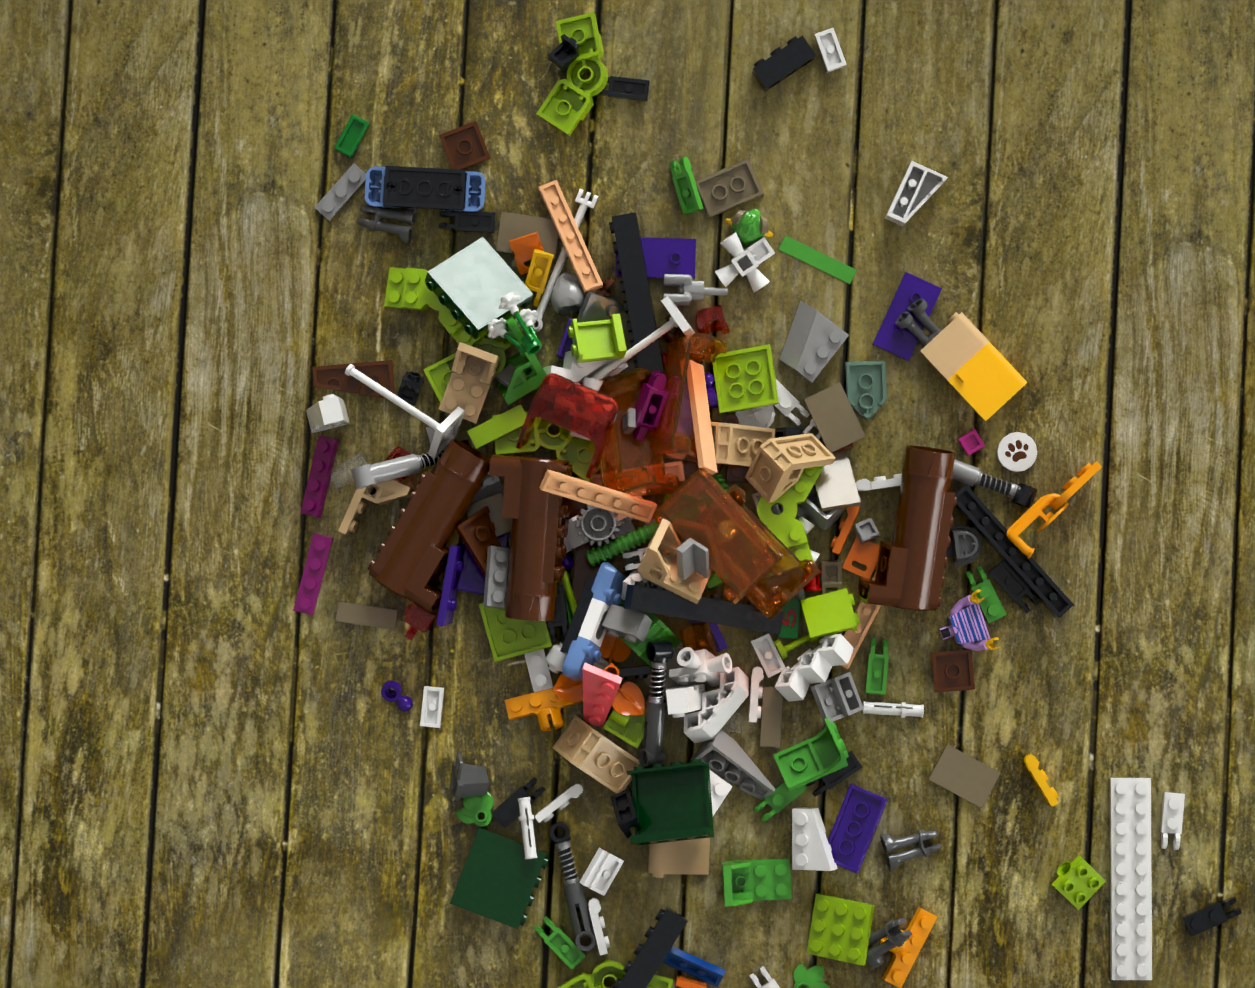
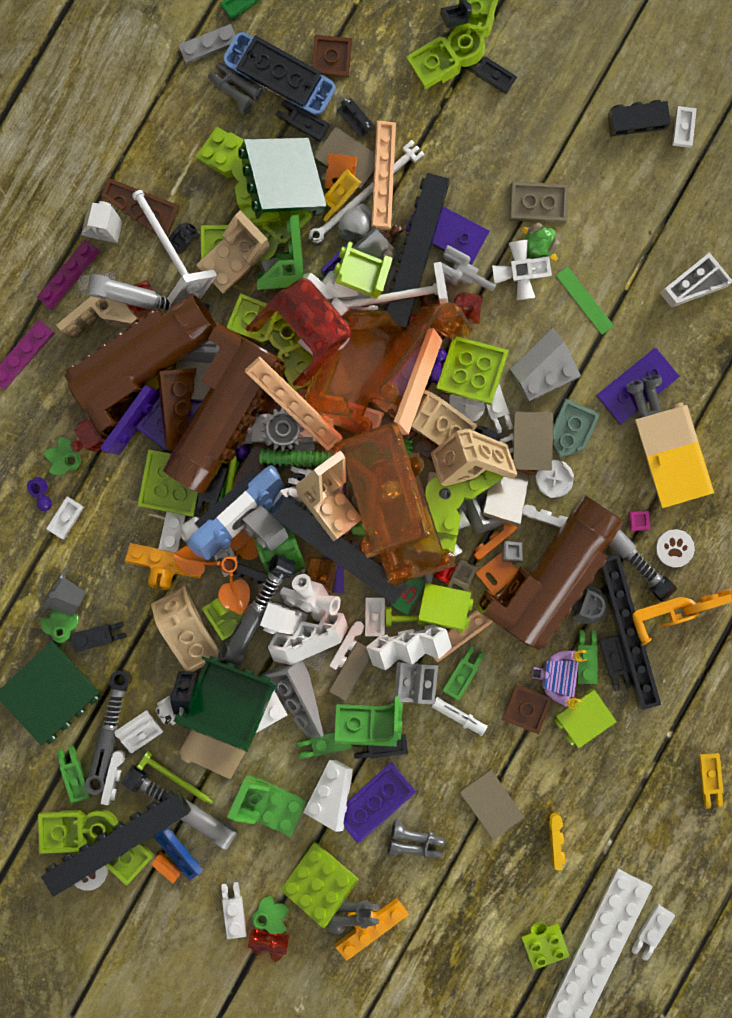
camera: 20 degrees right, 0 degrees up
(366, 615) = (49, 412): dark tan tile -> none
(398, 652) = (60, 457): none -> bright green plate
(496, 577) = (171, 432): light grey plate -> none
(497, 427) = (238, 305): lime tile -> none
(516, 193) = (355, 117): none -> black hinge
(524, 319) = (308, 221): plant -> none
(527, 827) = (100, 640): white pin -> none
(560, 802) = (133, 654): white hinge -> none
(598, 694) = (210, 577): coral wing -> none
(617, 839) = (165, 711): none -> white head
(629, 421) = (354, 355): light grey tile -> none
(650, 405) = (378, 350): magenta hinge -> none
(653, 898) = (147, 760): none -> lime piece
(686, 186) = (503, 182): bright green hinge -> none
(692, 558) = (348, 498): light grey panel -> none
(722, 927) = (219, 832): none -> piece
(876, 443) = (555, 482): none -> white tile
(1013, 655) = (586, 722): none -> lime panel
(1156, 650) = (711, 778): none -> yellow hinge

